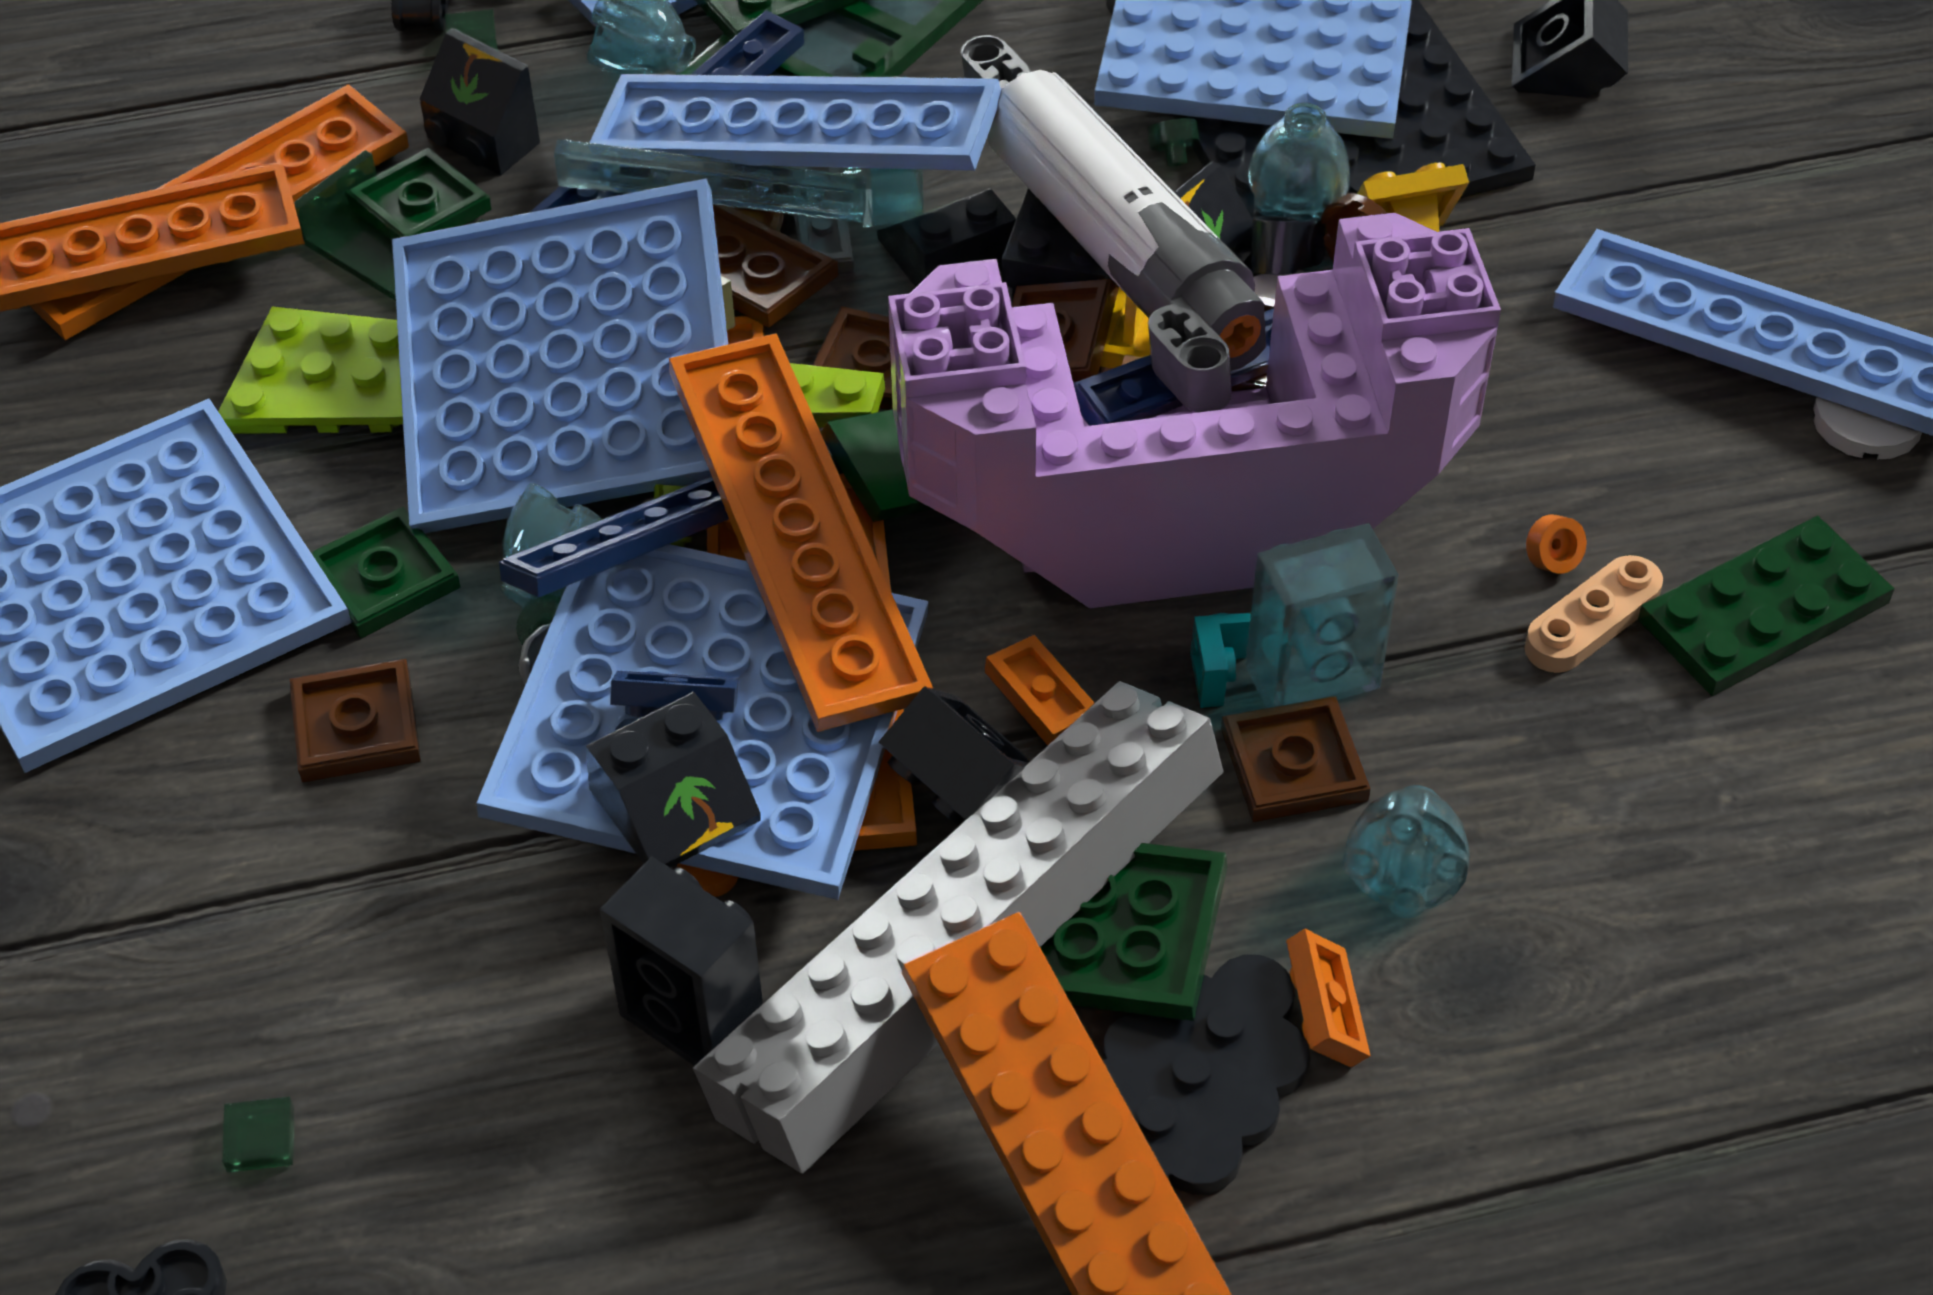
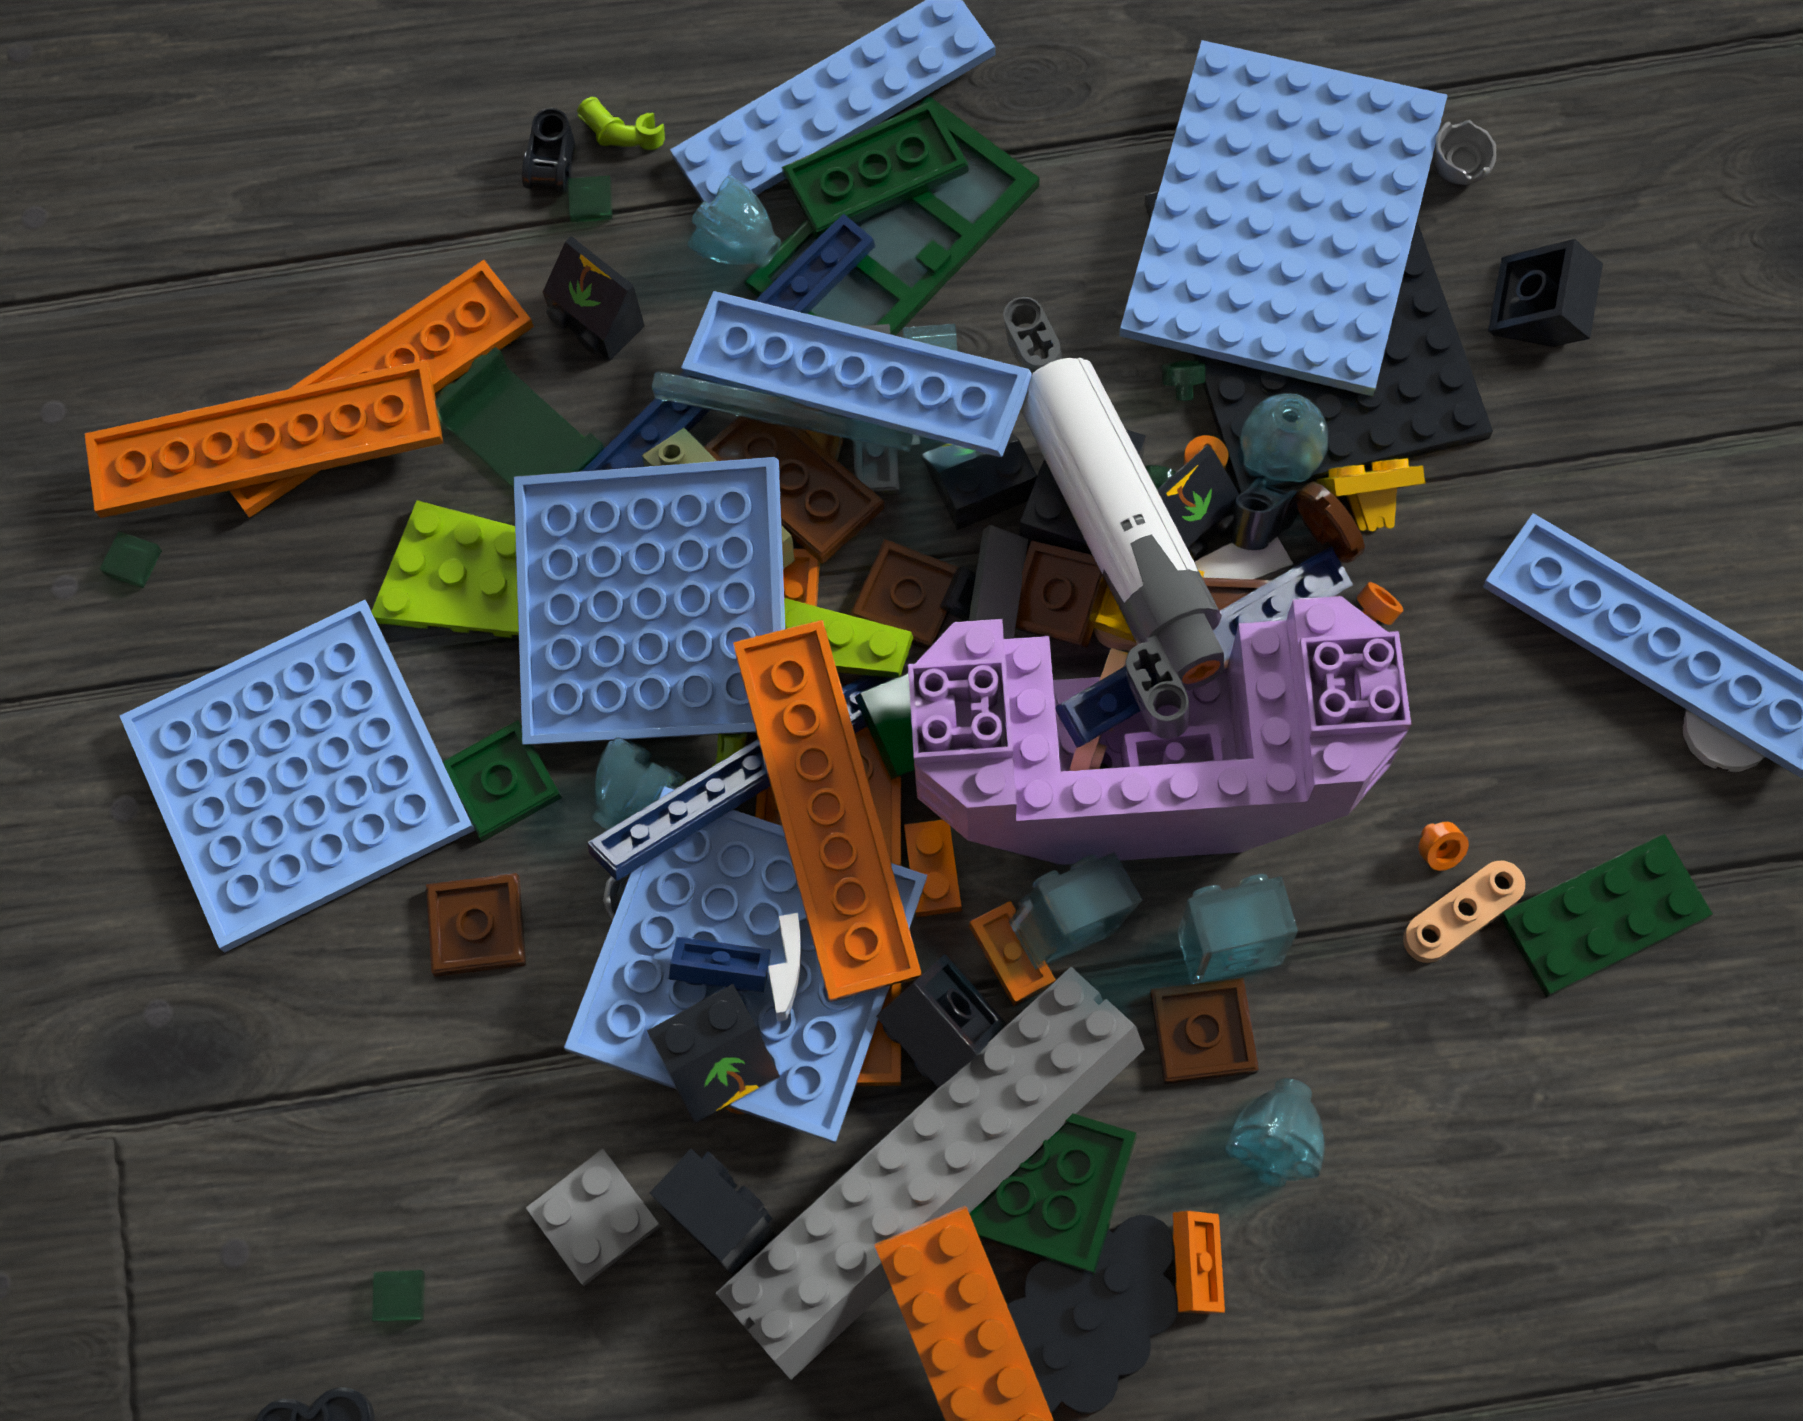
camera: 10 degrees right, 20 degrees up
(418, 197) = (540, 393): dark green tile -> none
(521, 1022) = (593, 1217): none -> light grey plate
(759, 689) = (785, 976): none -> white slope
(945, 634) = (932, 854): none -> orange plate
(1116, 620) = (1074, 908): none -> clear light blue brick
(1214, 651) = (1150, 940): teal bracket -> none

